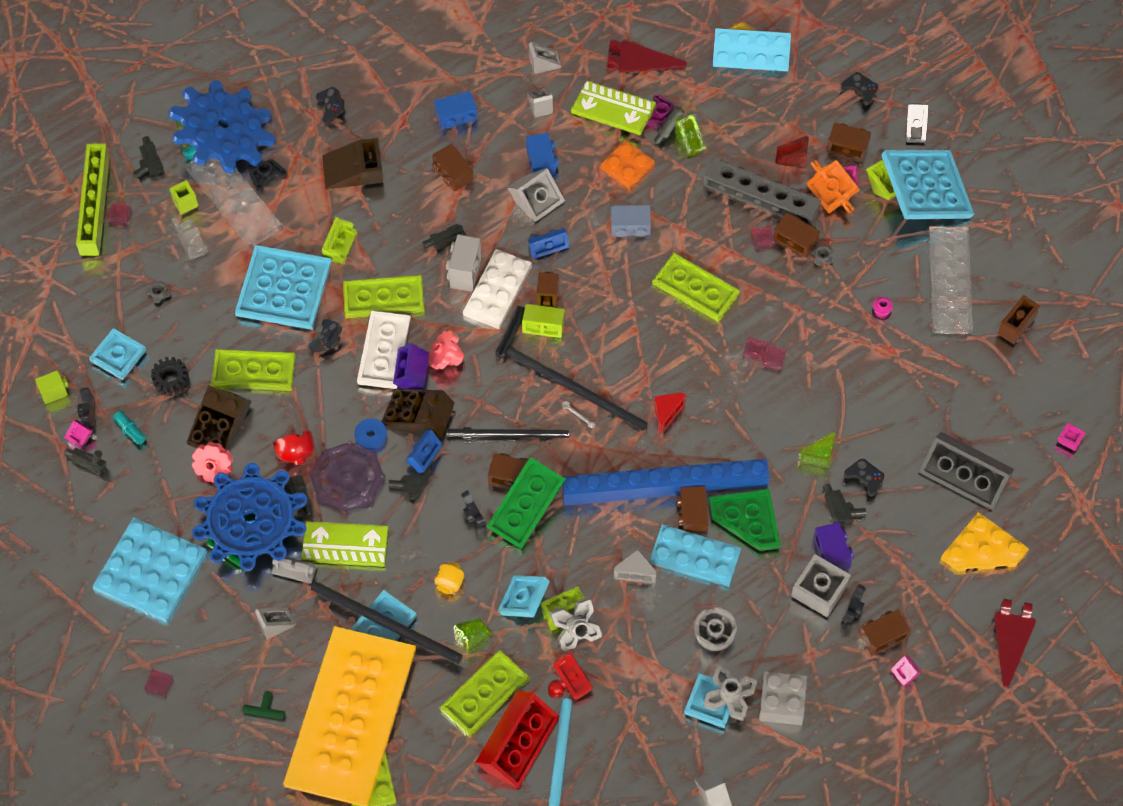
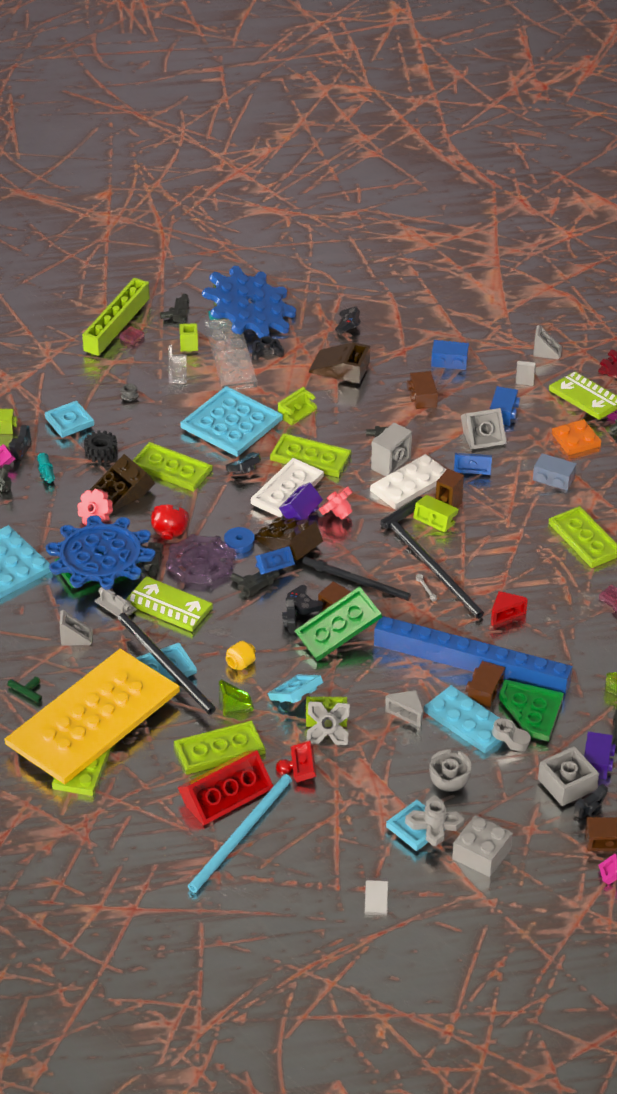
camera: 25 degrees right, 20 degrees down
(478, 489) = (303, 602): none -> black piece
(746, 559) = (508, 732): none -> light grey piece

